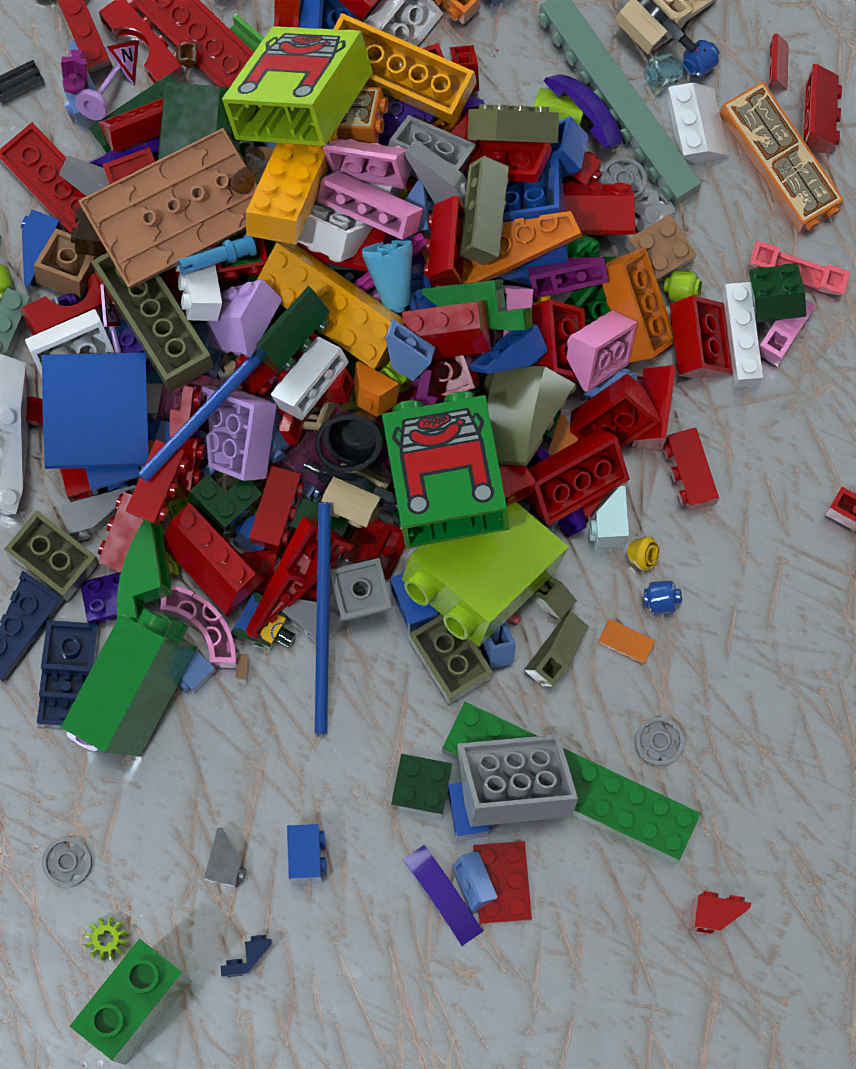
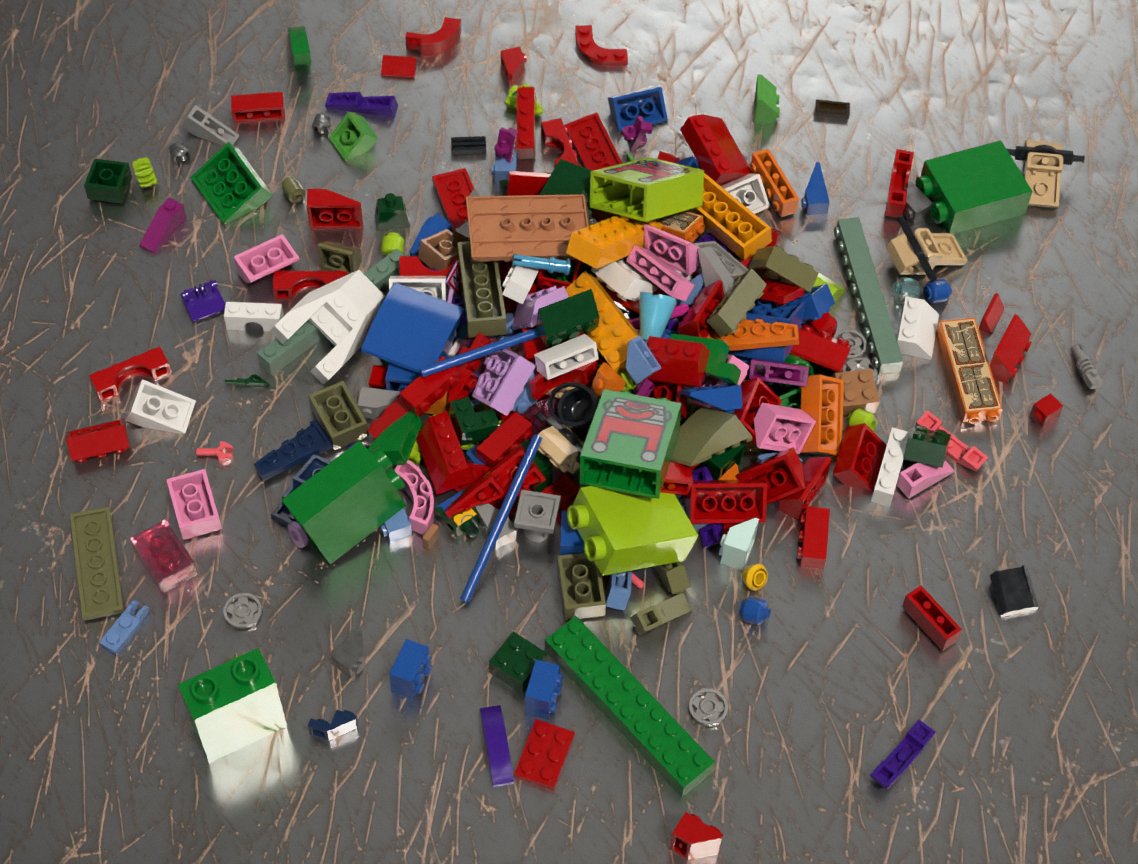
camera: 25 degrees right, 20 degrees down
(91, 102) = (545, 156): lavender piece -> none
(187, 55) = (586, 162): reddish brown piece -> none
(242, 180) = (580, 223): reddish brown piece -> none
(474, 881) = (524, 741): medium blue slope -> none
(516, 780) = (585, 676): light grey slope -> none
(605, 127) = (849, 304): dark purple slope -> none
(626, 641) = (714, 631): orange tile -> none

